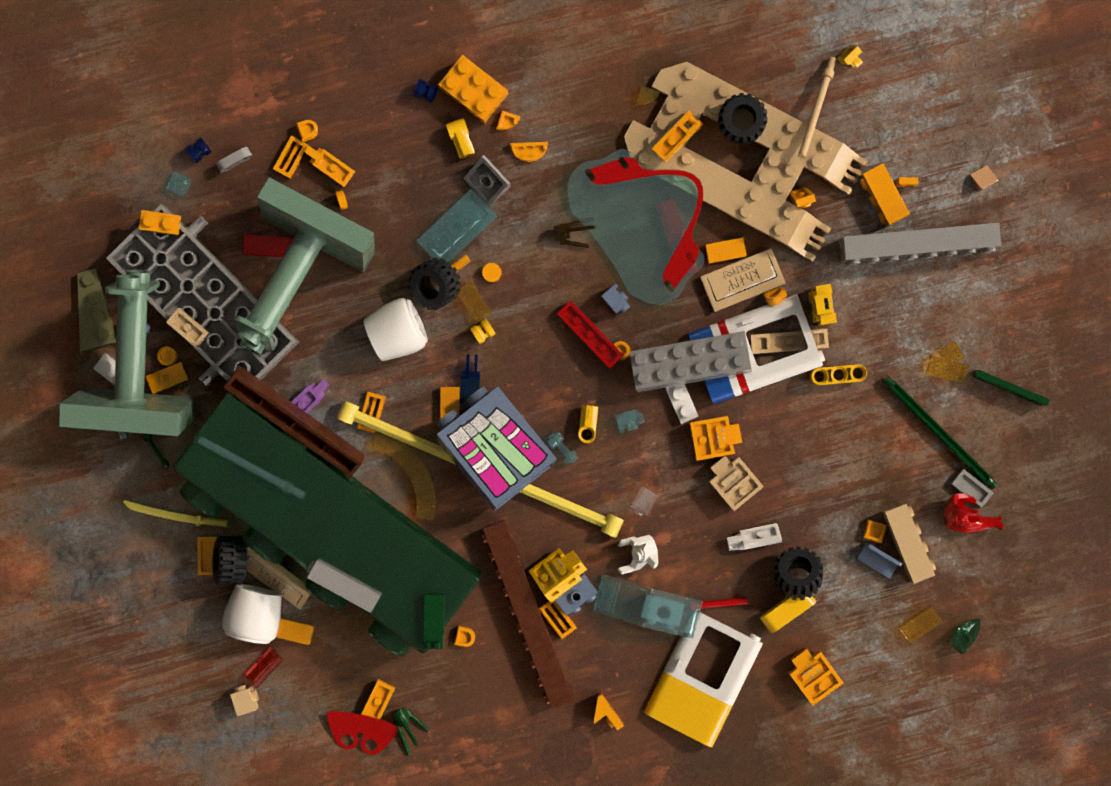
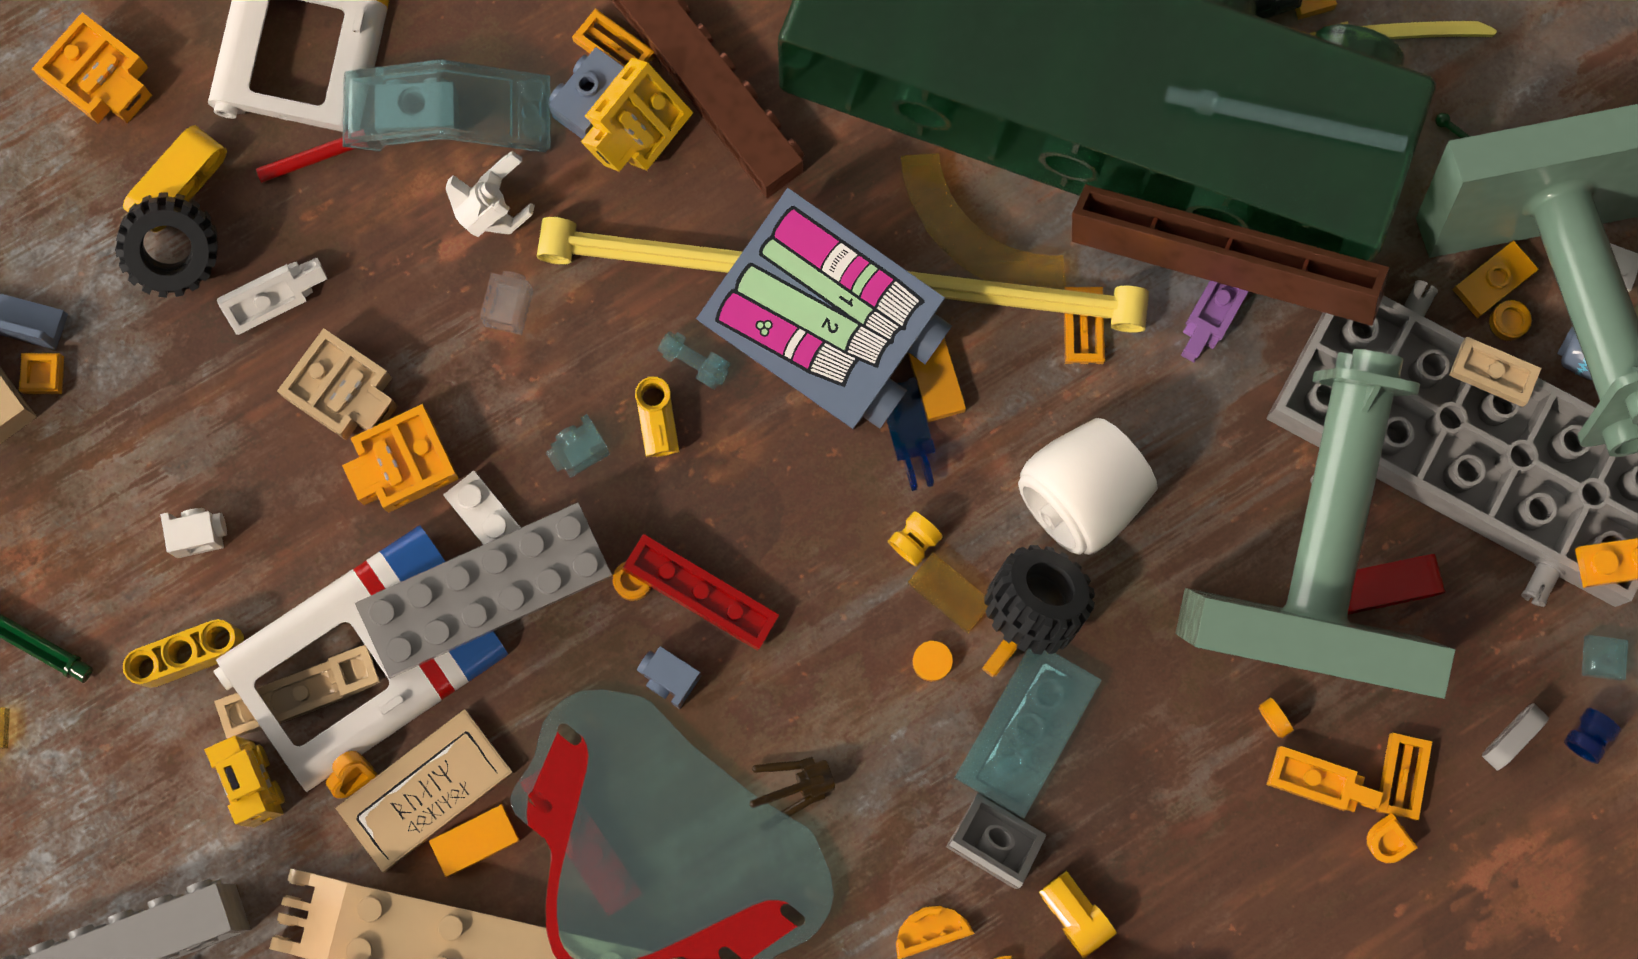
camera: 160 degrees right, 10 degrees down
(819, 431) = (193, 532): none -> white brick

